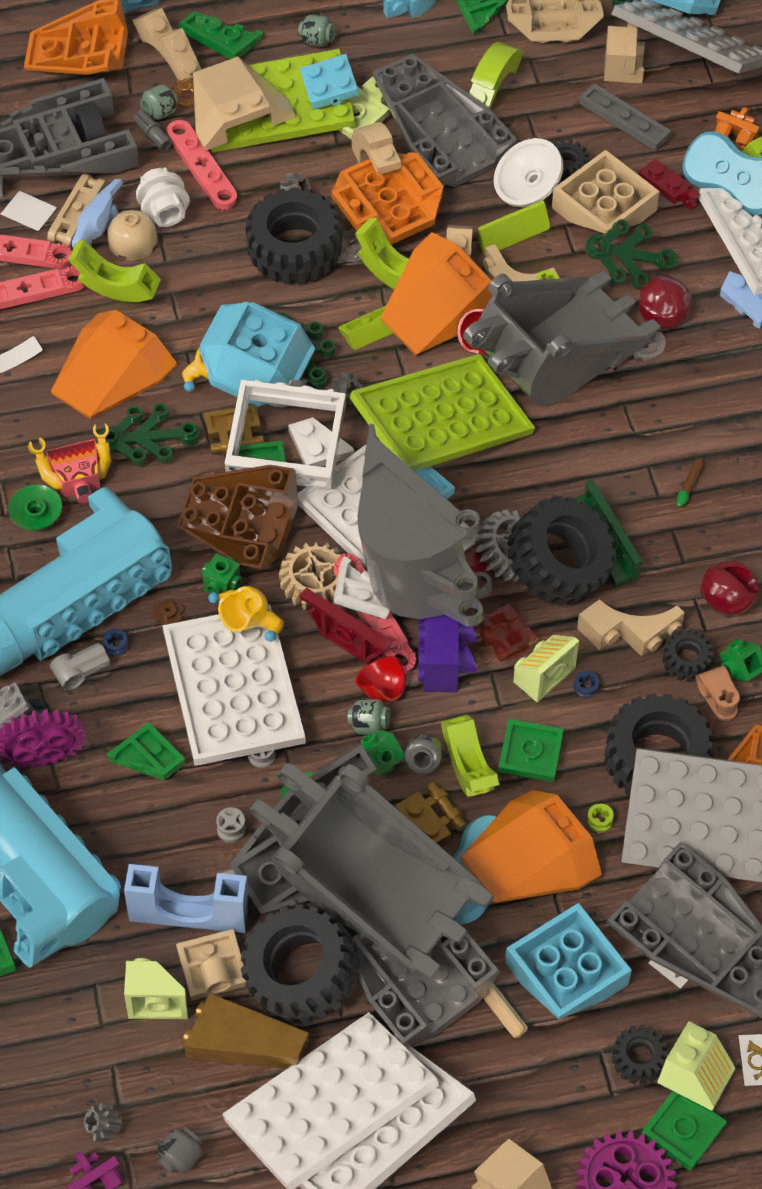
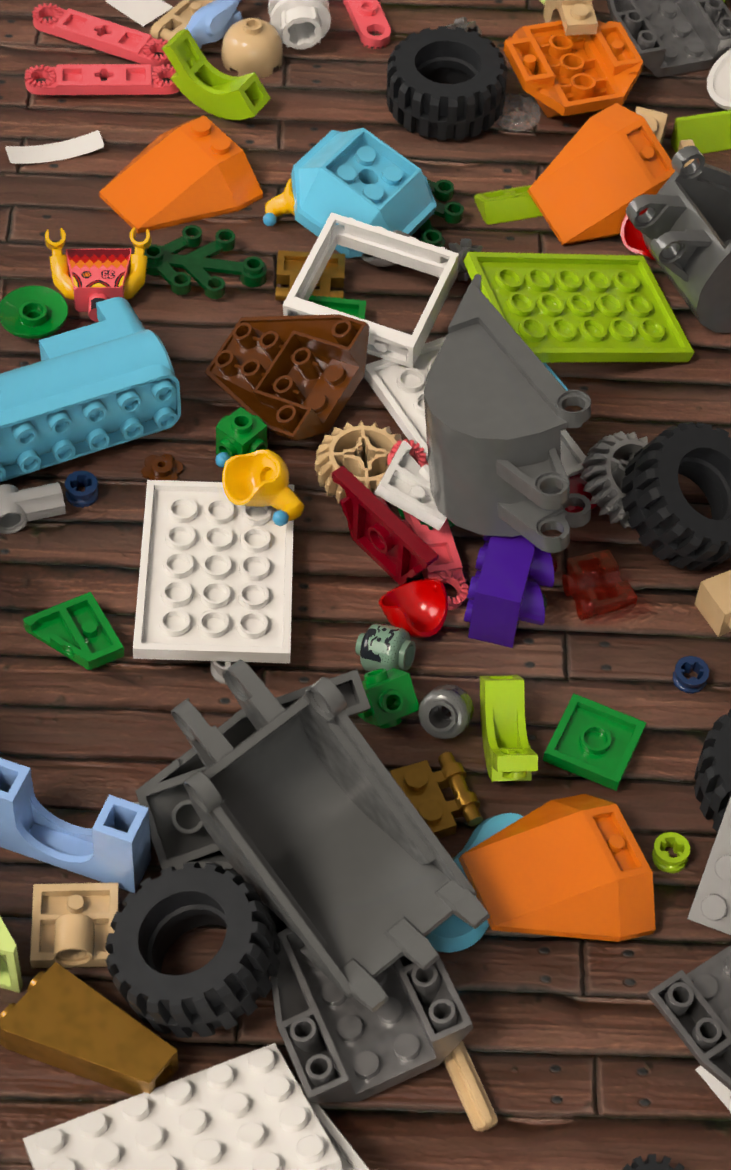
camera: 10 degrees right, 5 degrees down
(230, 818) = (159, 735): light grey wheel -> none
(313, 442) = (403, 308): white wing -> none
(379, 254) = (543, 117): lime arch -> none
(546, 665) = (642, 638): yellowish green slope -> none
(568, 963) = (578, 1041): medium azure slope -> none

